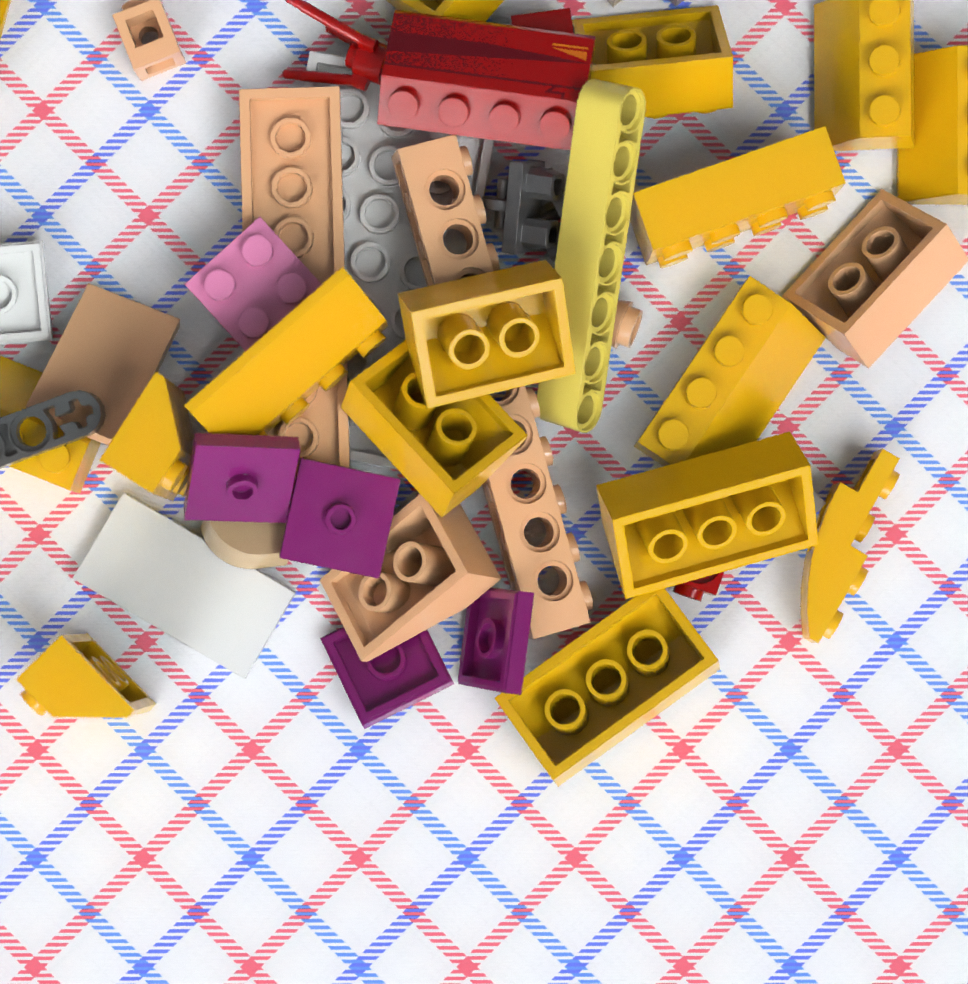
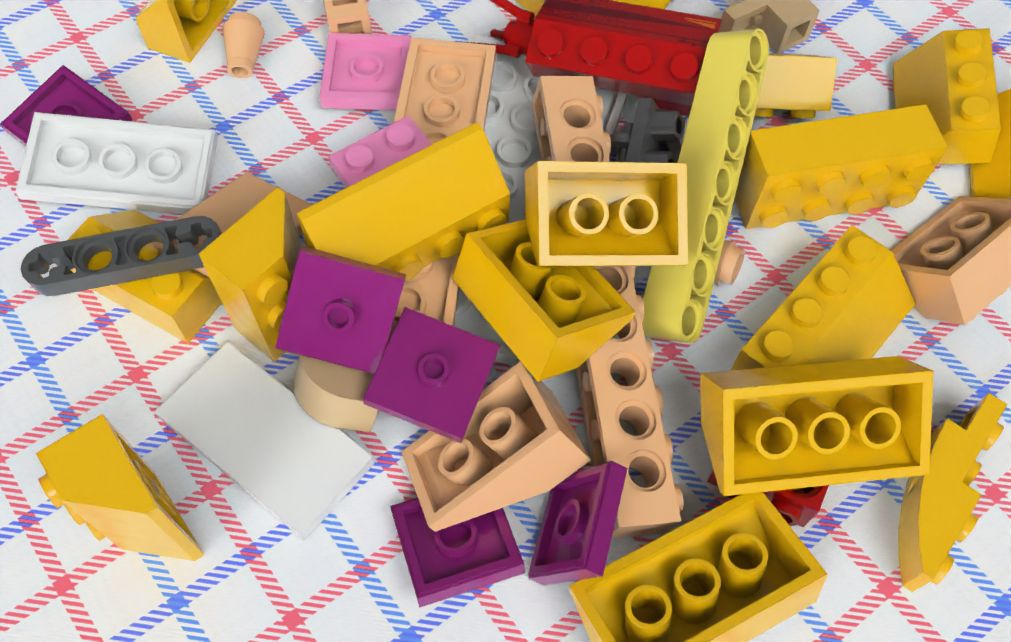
camera: 10 degrees right, 25 degrees down
(35, 103) = (242, 43): none -> light nougat cone
(190, 120) = (363, 71): none -> bright pink plate

